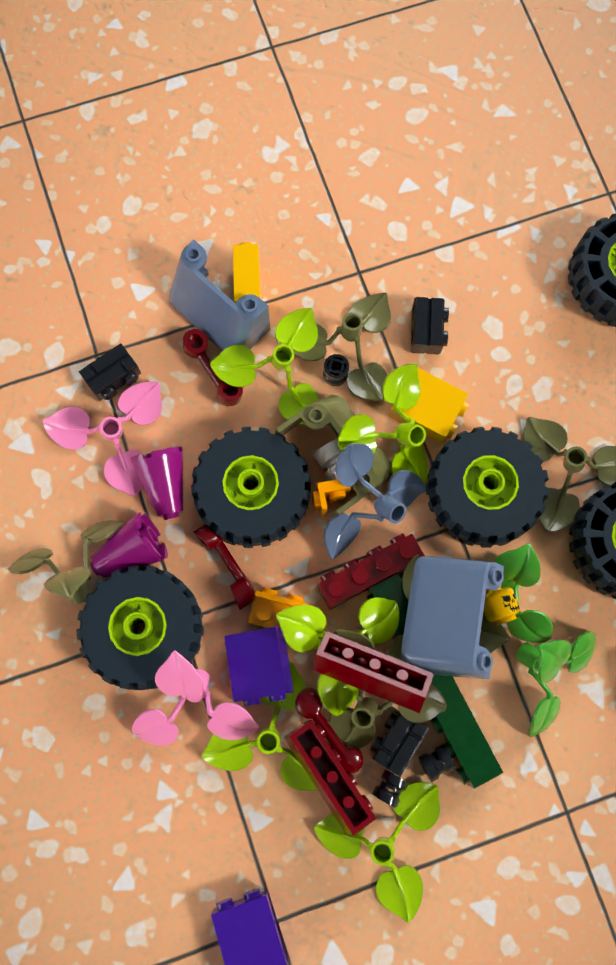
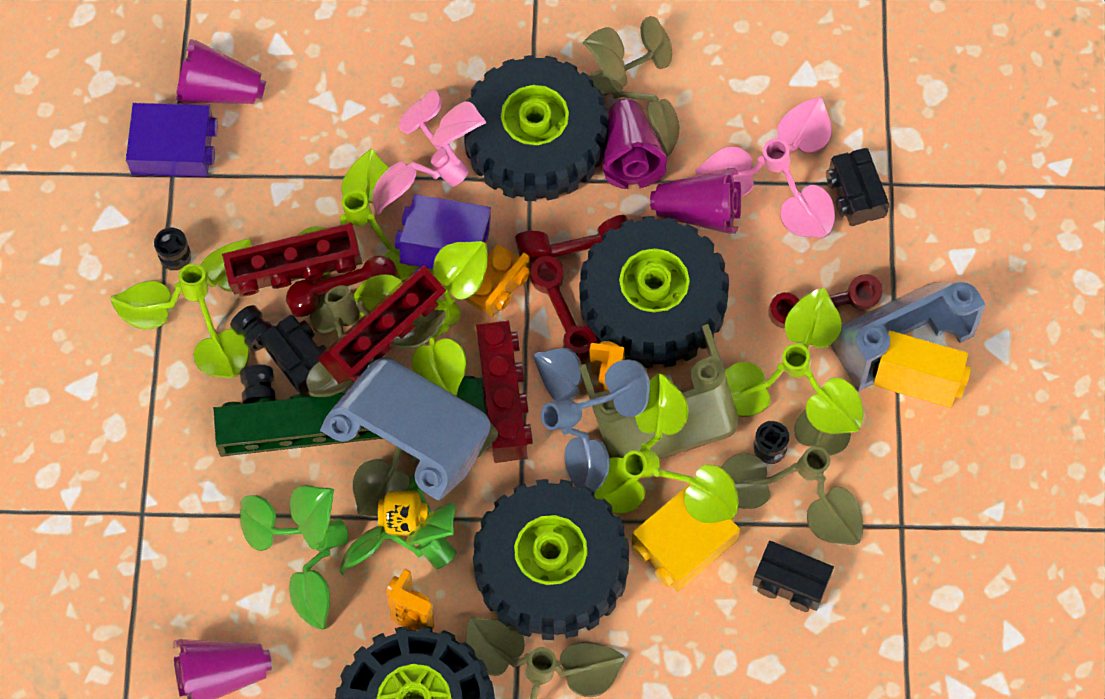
camera: 115 degrees right, 10 degrees down
(180, 920) = (217, 78): none -> magenta cone
(262, 573) = (547, 278): none -> dark red piece
(347, 894) = (169, 242): none -> black wheel
(565, 571) = (407, 605): none -> light orange bracket

